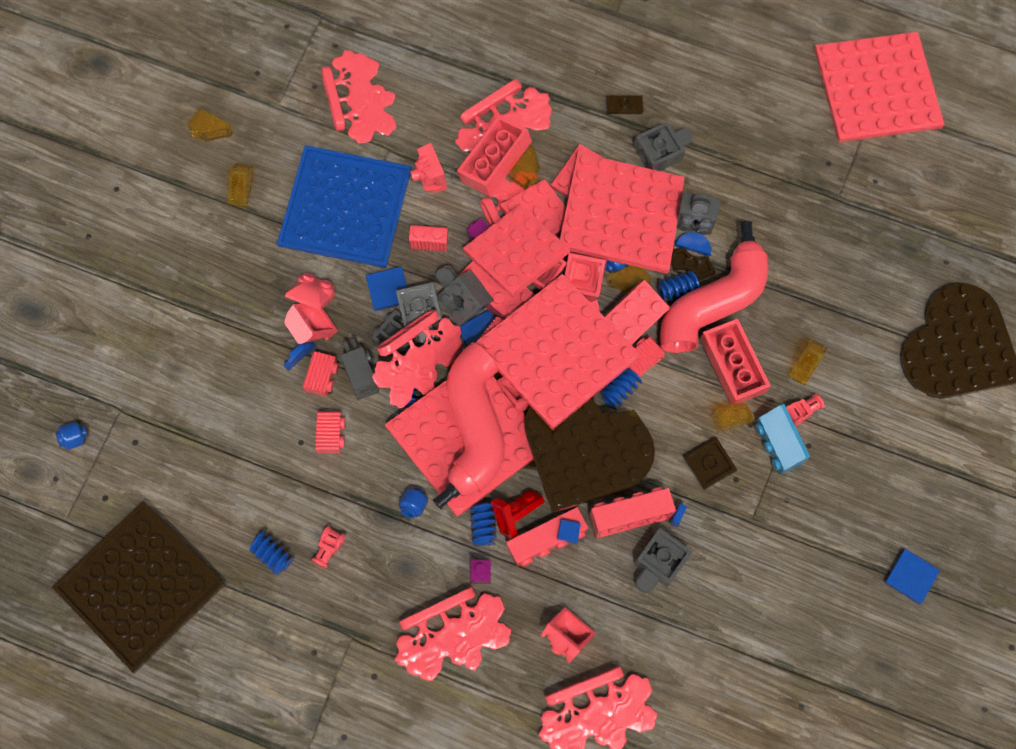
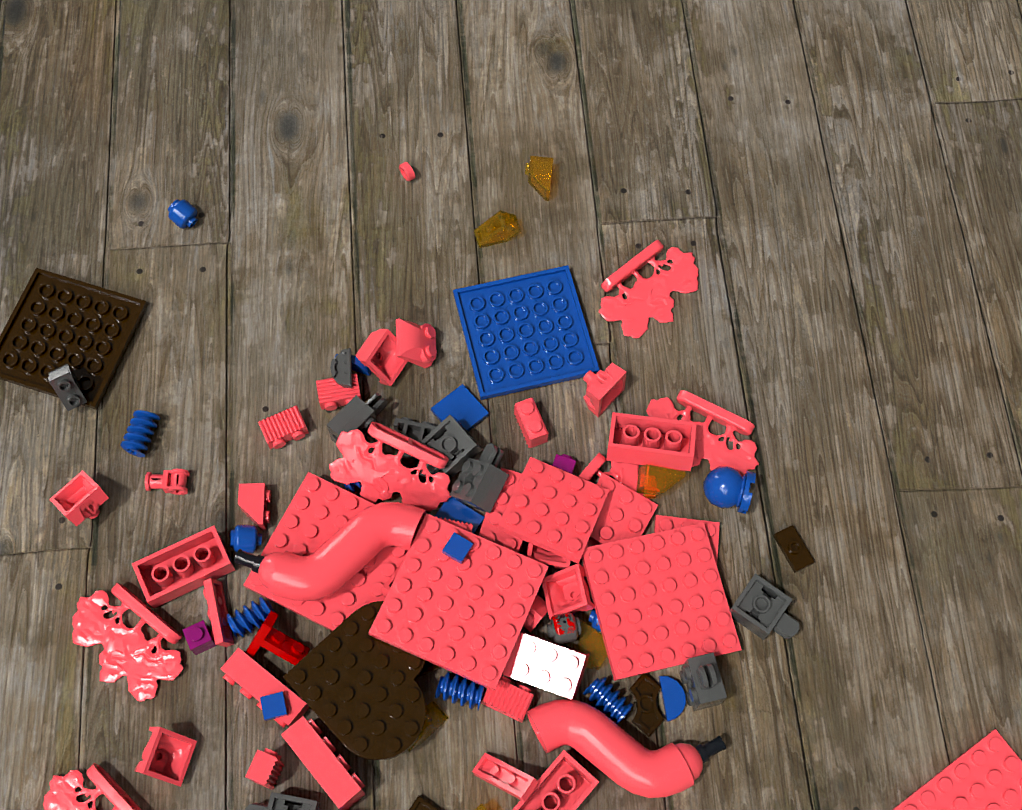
camera: 65 degrees right, 5 degrees down
(140, 230) = (407, 171): none -> coral tile
(194, 597) = (66, 387): none -> dark grey pin
(305, 360) = (342, 368): none -> dark grey tile
(308, 623) = (79, 499): none -> coral brick
(384, 483) = (253, 502): none -> coral slope
(414, 560) = (183, 567): none -> coral brick
(465, 550) = (217, 612): none -> coral plate
(517, 330) = (457, 548): none -> blue tile
(559, 121) = (727, 488): none -> blue tile
(612, 288) = (564, 628): none -> dark grey head
(614, 558) = (265, 768): none -> coral brick
(702, 384) = (505, 777): none -> coral plate

